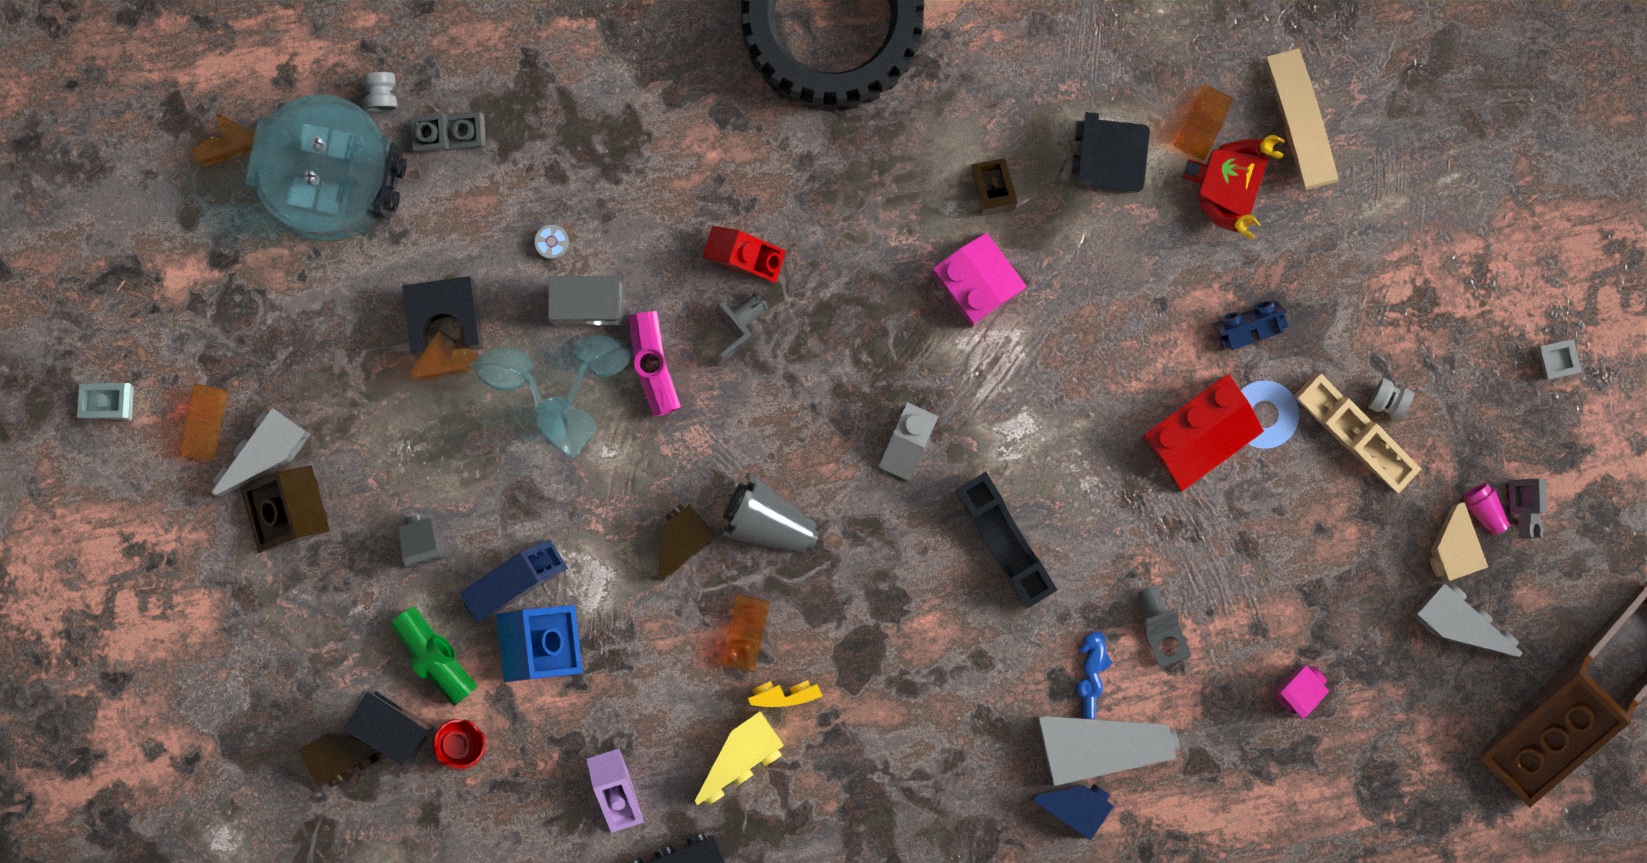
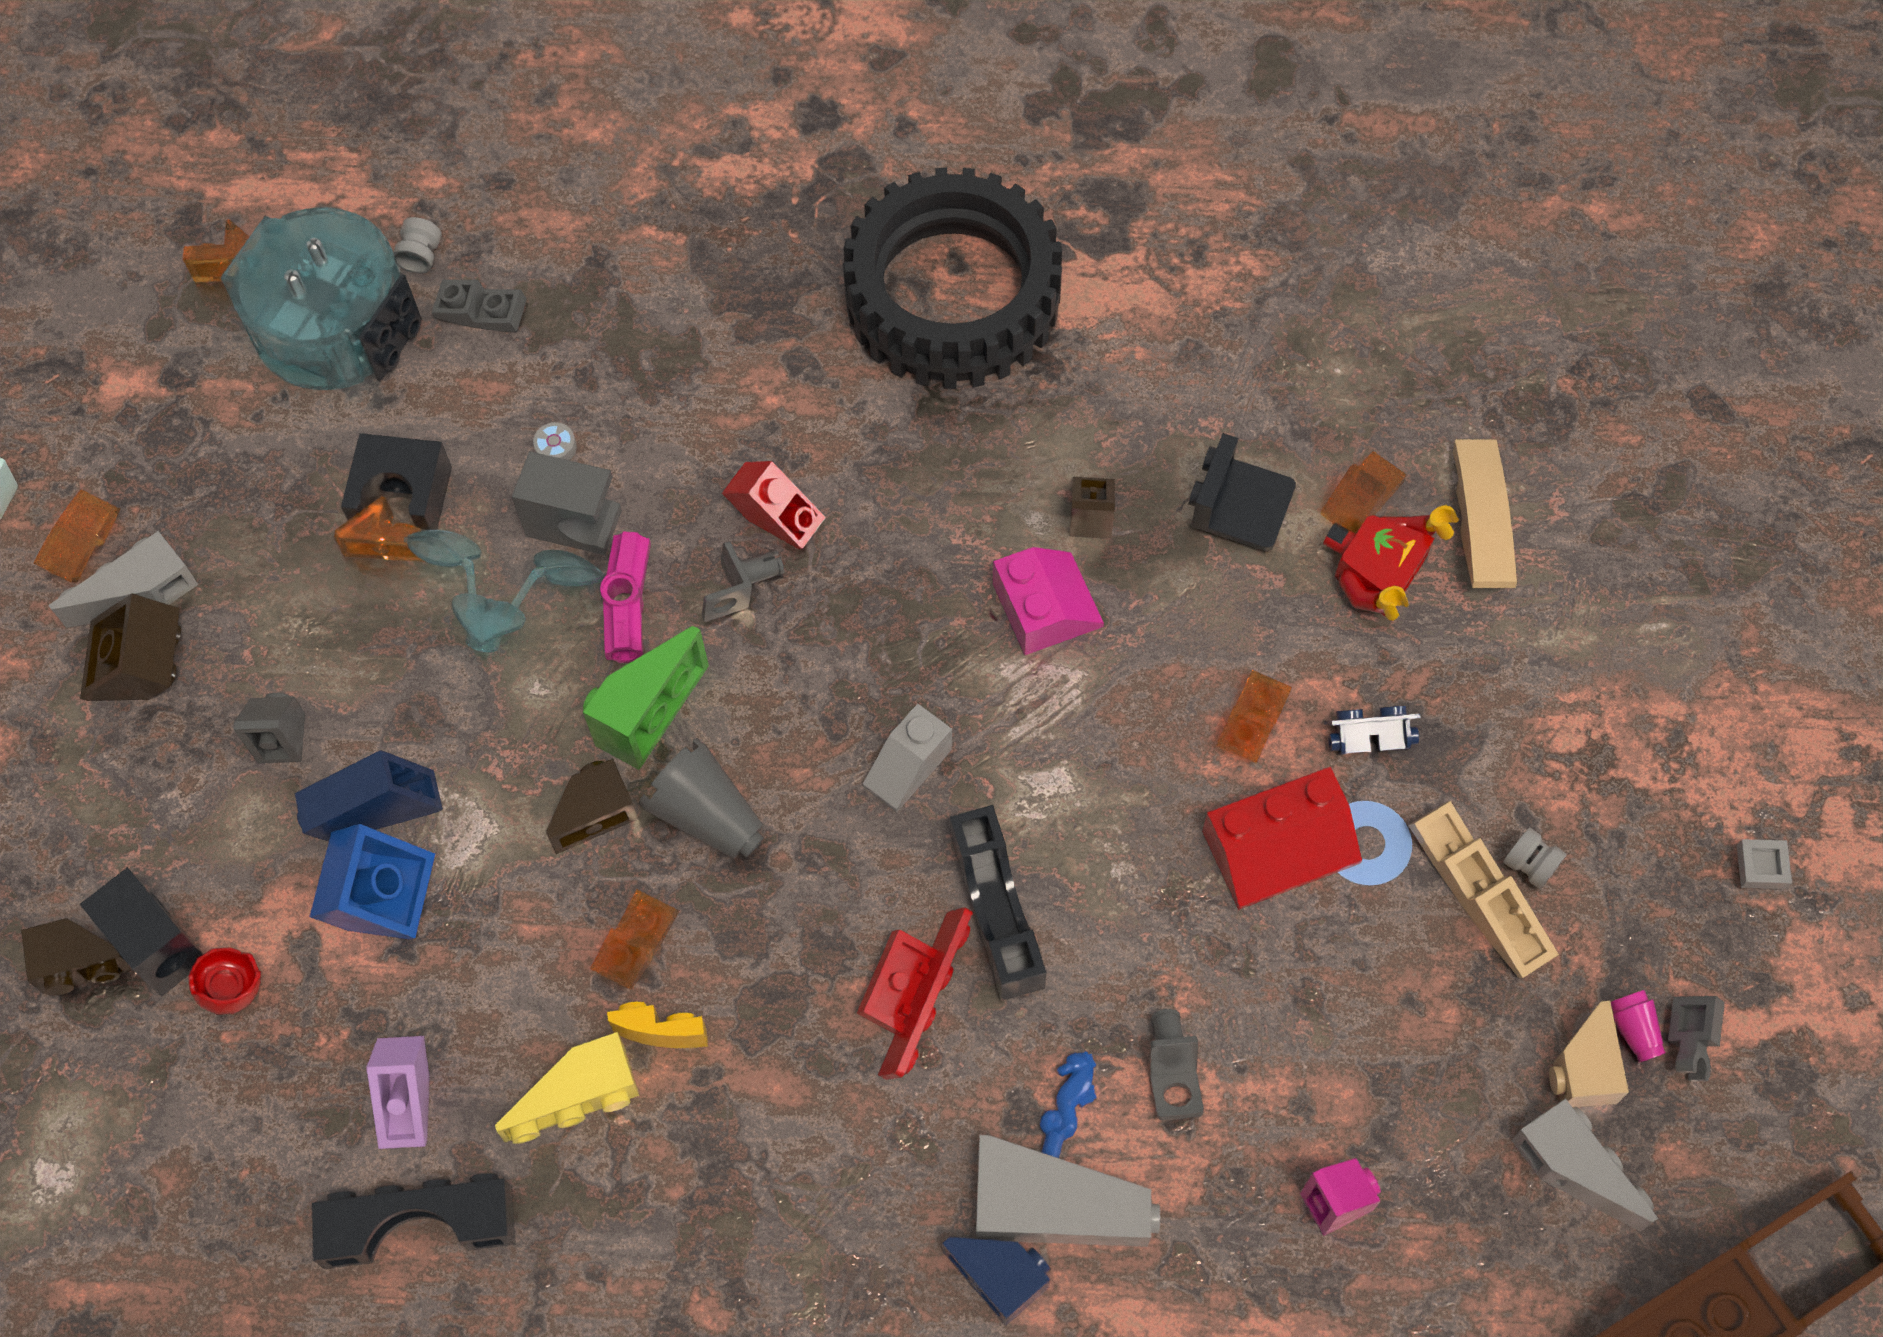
camera: 15 degrees right, 20 degrees down
(432, 656) = (236, 866): green piece -> none
(695, 454) = (644, 697): none -> bright green slope
(958, 617) = (908, 985): none -> red bracket
(1159, 337) = (1254, 716): none -> clear orange slope

